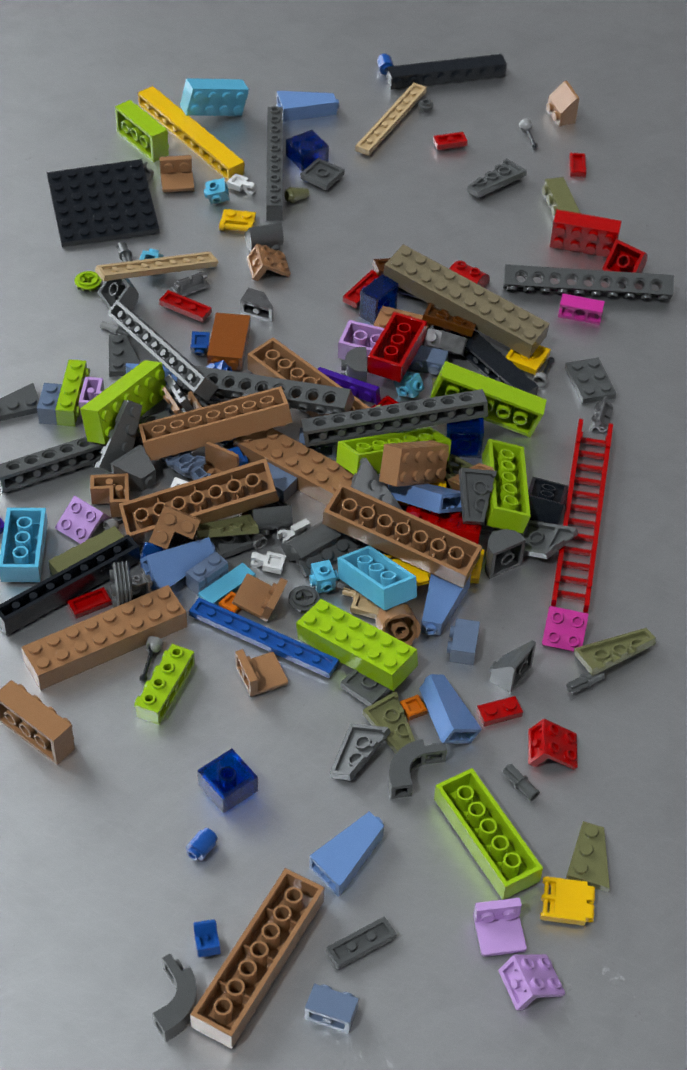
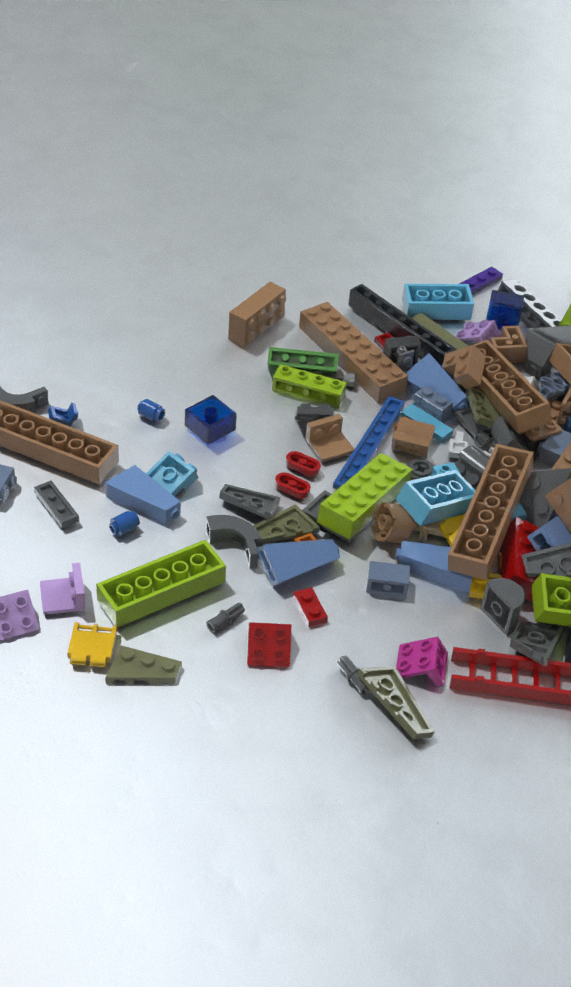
camera: 85 degrees right, 5 degrees down
(53, 485) = (505, 308): none -> clear blue brick
(123, 684) = (303, 360): none -> bright green brick
(221, 679) = (320, 412): none -> dark grey plate
(293, 701) = (303, 463): none -> red plate
(316, 822) = (173, 473): none -> medium azure plate
(328, 713) = (292, 485): none -> red plate
(393, 871) = (124, 523): none -> blue brick
(512, 666) = (357, 612): dark grey slope -> none

